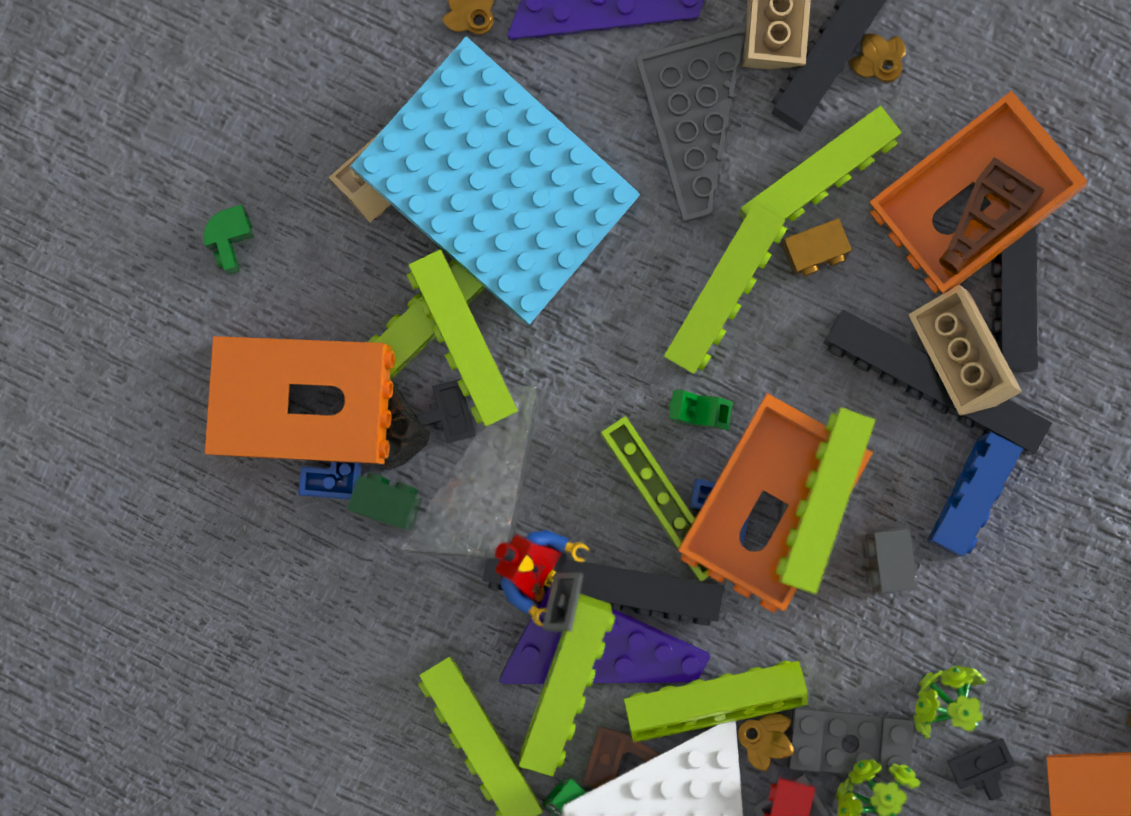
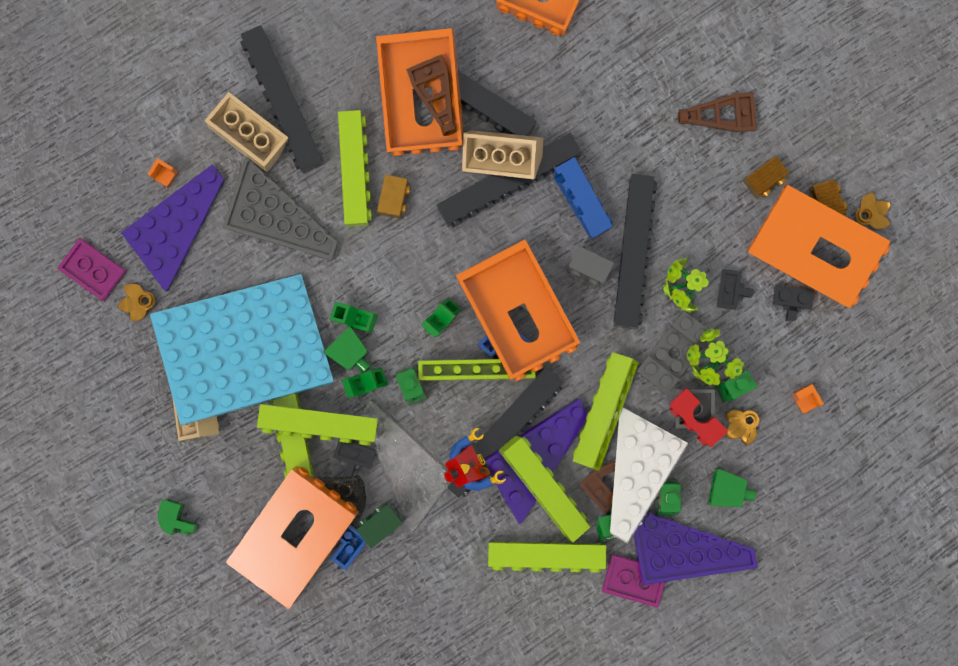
camera: 55 degrees left, 0 degrees up
(553, 365) = (365, 383): none -> green brick
(563, 601) = (498, 461): dark grey slope -> none
(580, 319) = (349, 351): none -> green torso
(586, 426) = (410, 385): none -> green torso
(627, 296) = (353, 317): none -> green brick
(725, 287) = (381, 257): lime brick -> none
(769, 742) = (645, 395): pearl gold plate -> none
(826, 500) = (535, 281): lime brick -> none
(878, 54) = (308, 95): pearl gold plate -> none
(950, 605) = (633, 251): none -> black brick

